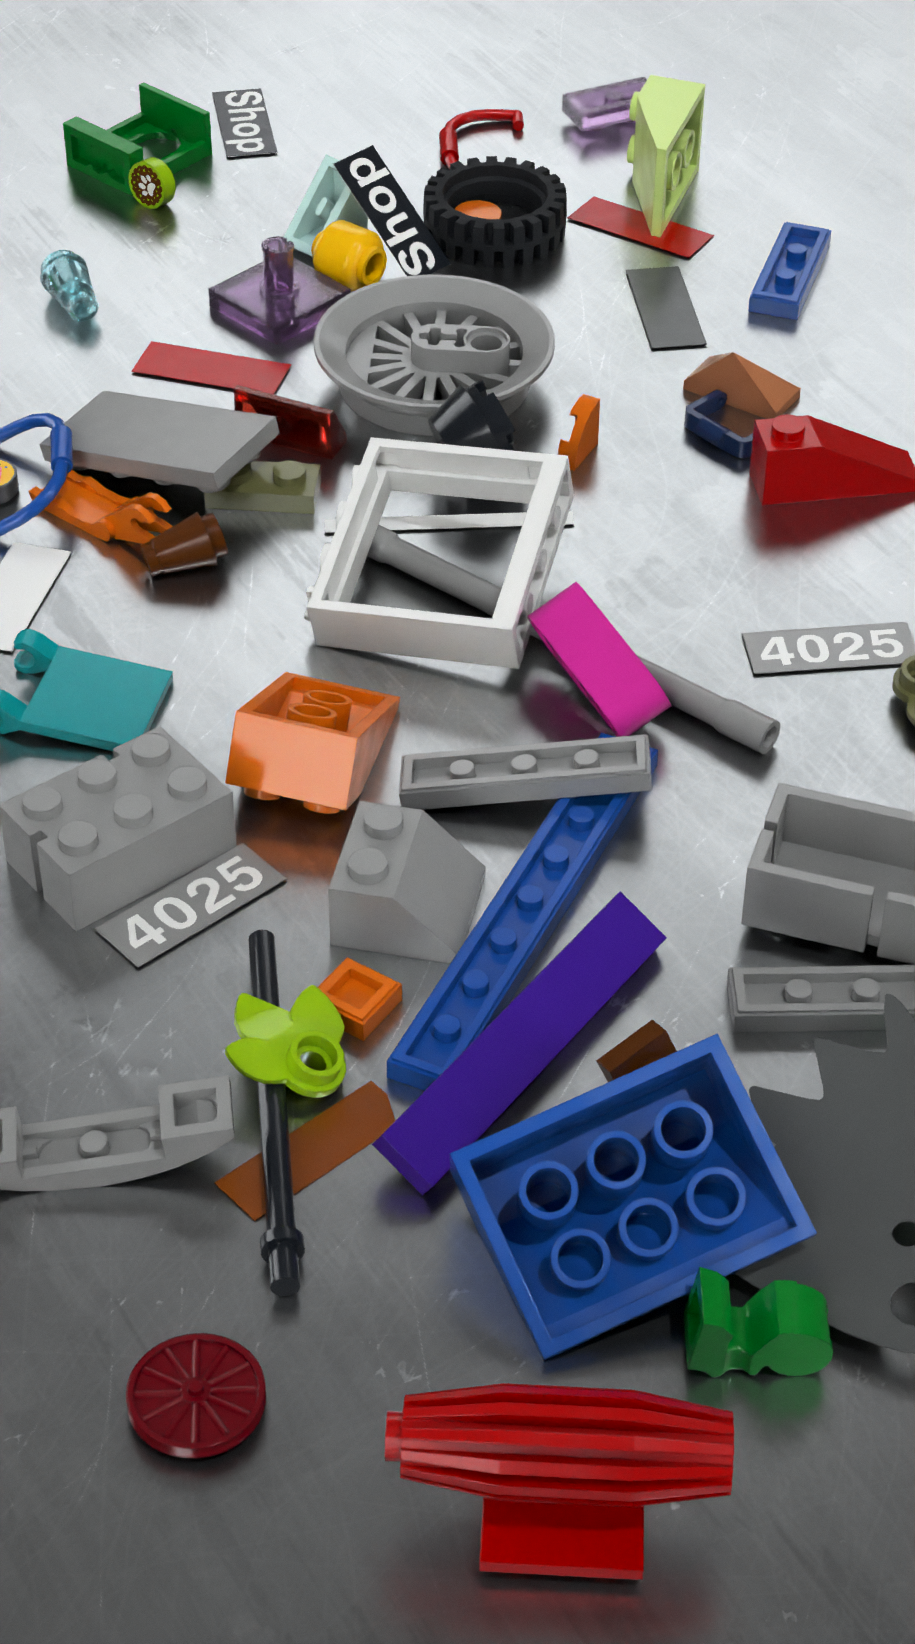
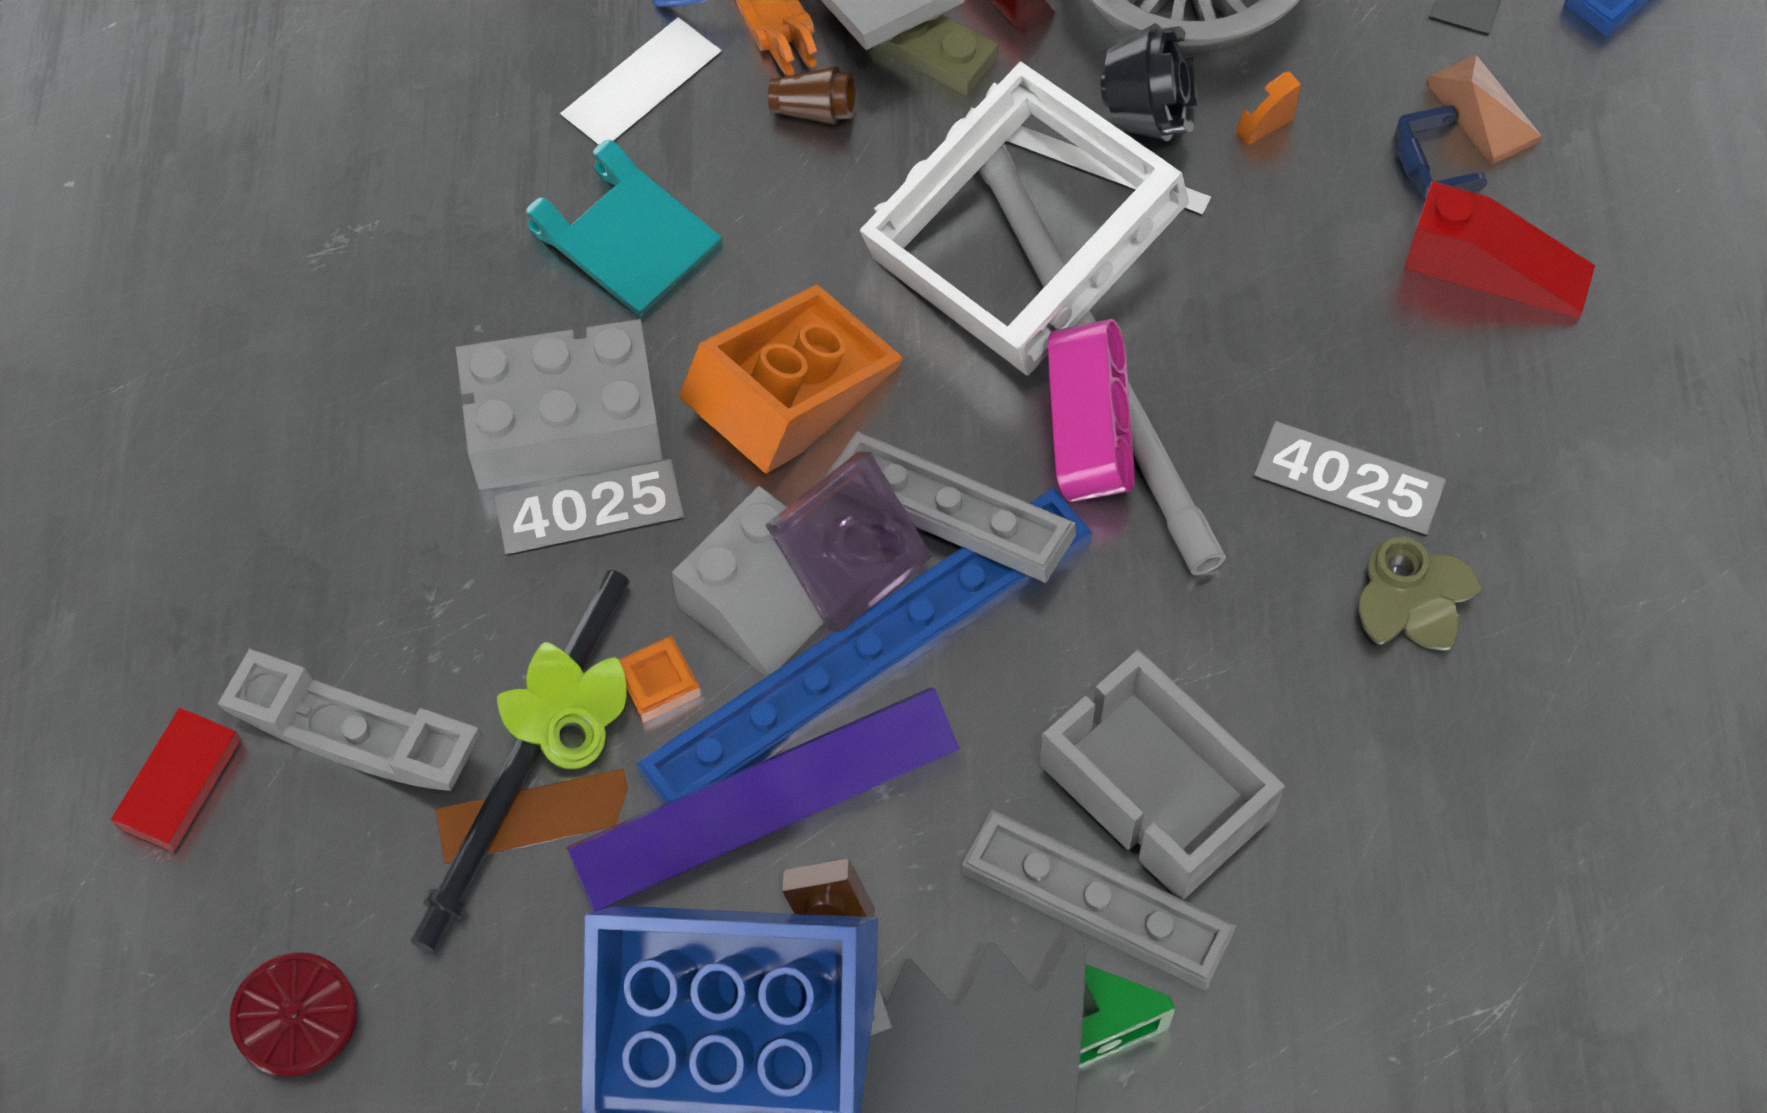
camera: 30 degrees right, 20 degrees up
(468, 815) = (849, 541): none -> clear purple tile

